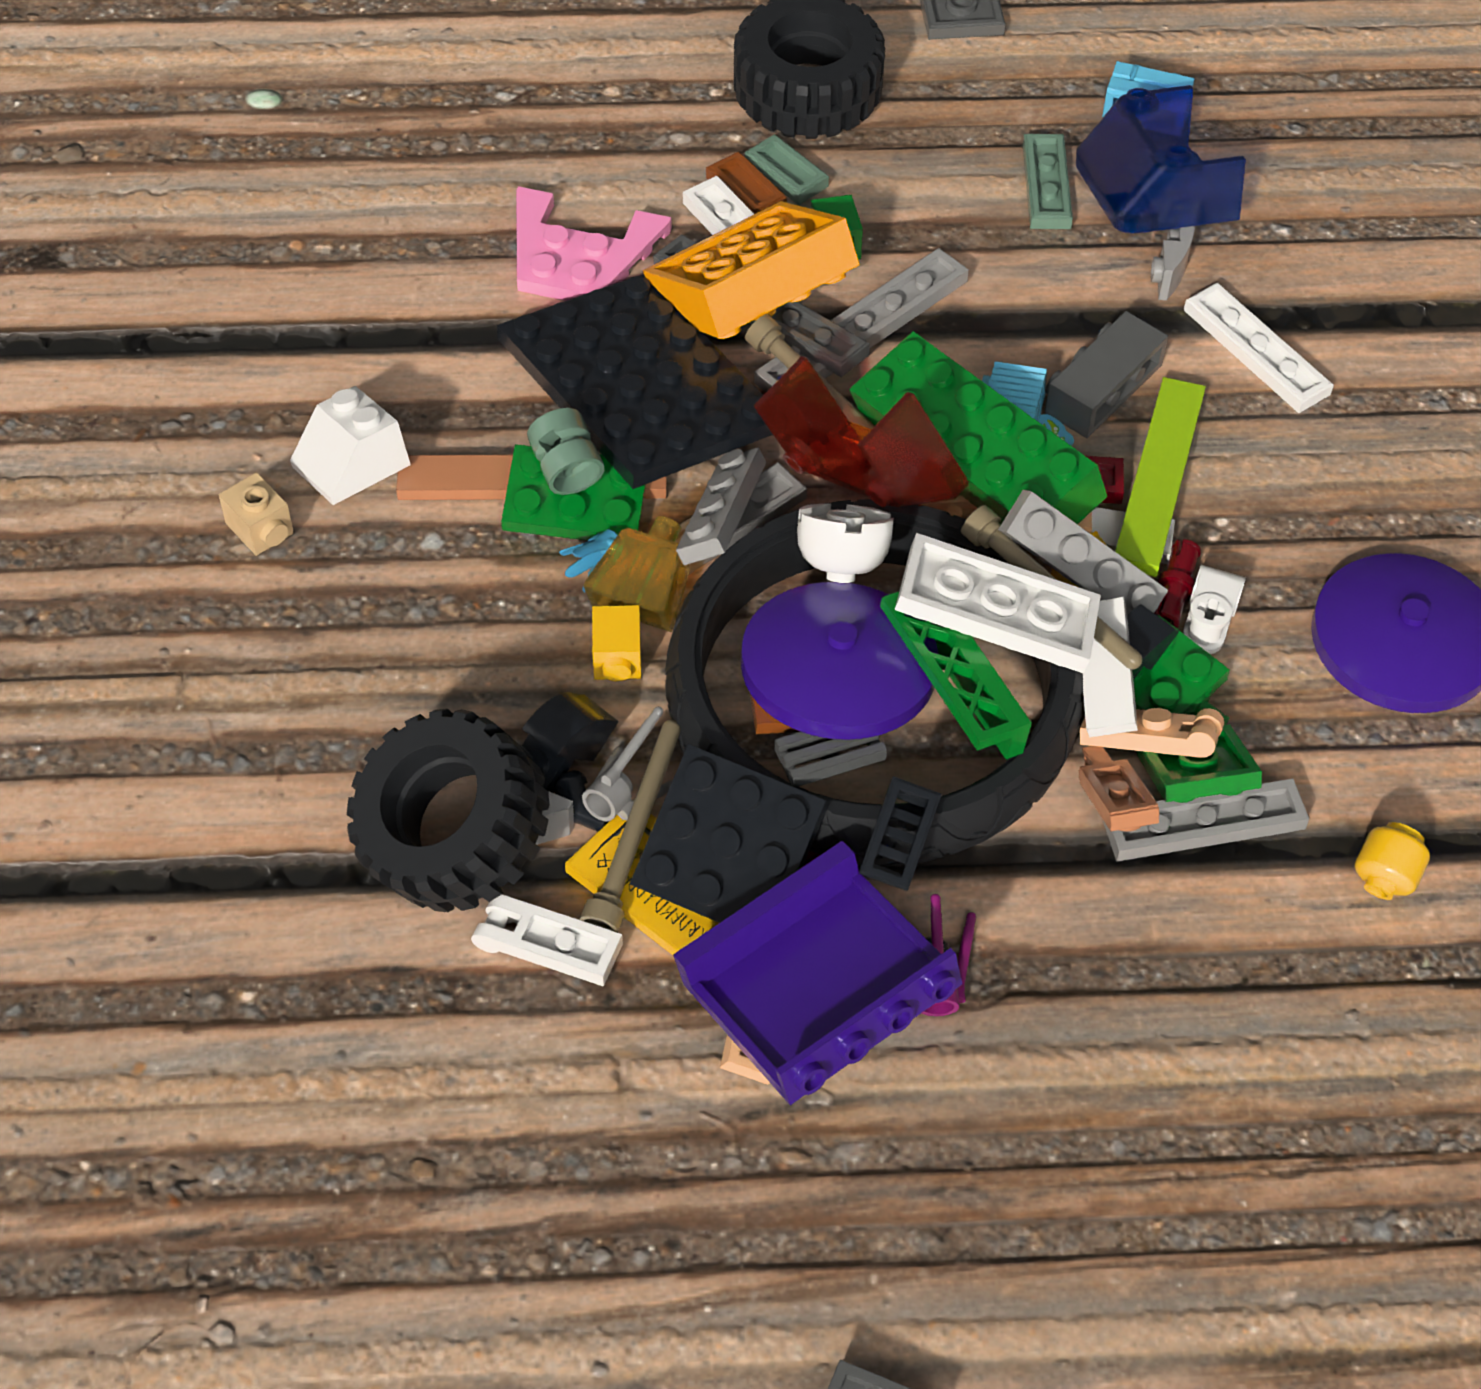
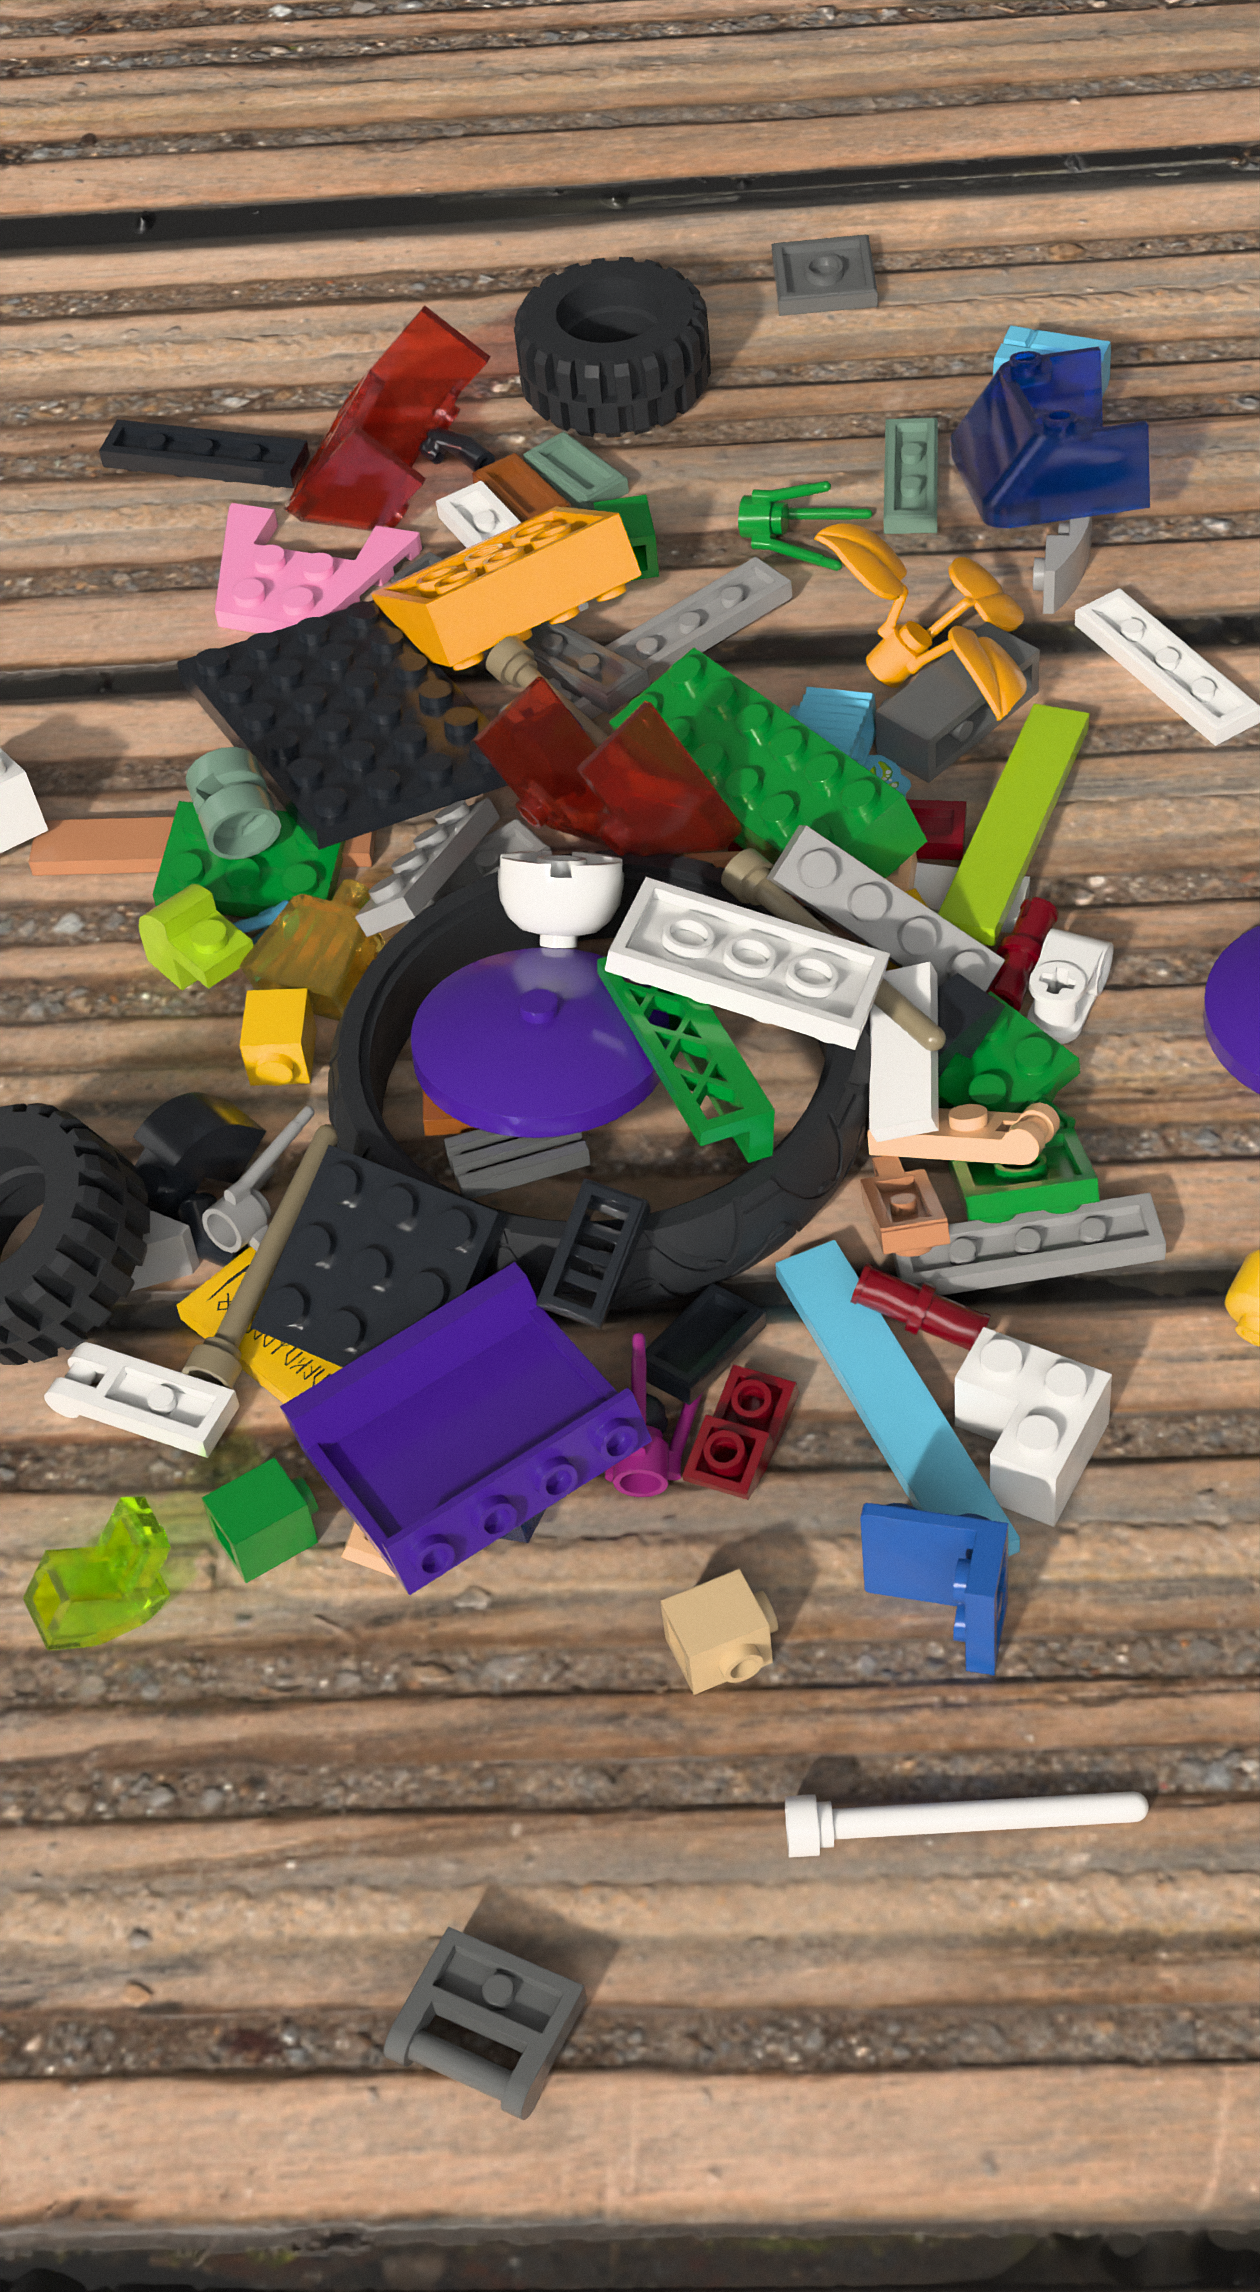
camera: 10 degrees right, 5 degrees down
(490, 142) = (205, 453): none -> black plate
(541, 561) = (192, 939): none -> lime brick
(541, 1094) = (102, 1590): none -> clear neon green brick
(621, 141) = (367, 455): none -> clear red windscreen
(655, 1037) = (262, 1518): none -> green brick
(694, 143) = (462, 446): none -> black arm
(943, 211) = (764, 517): none -> green plant
(972, 894) = (702, 1342): none -> black tile
(1008, 966) = (742, 1433): none -> dark red slope
(1012, 1126) = (719, 1631): none -> tan brick
(1064, 328) = (906, 646): none -> light orange plant
(1100, 1275) = (816, 1825): none -> white piece
(1121, 947) = (886, 1389): none -> medium azure tile
(1133, 869) = (919, 1307): none -> dark red pin
(1180, 1072) = (942, 1562): none -> blue bracket
(1231, 950) = (1041, 1415): none -> white brick

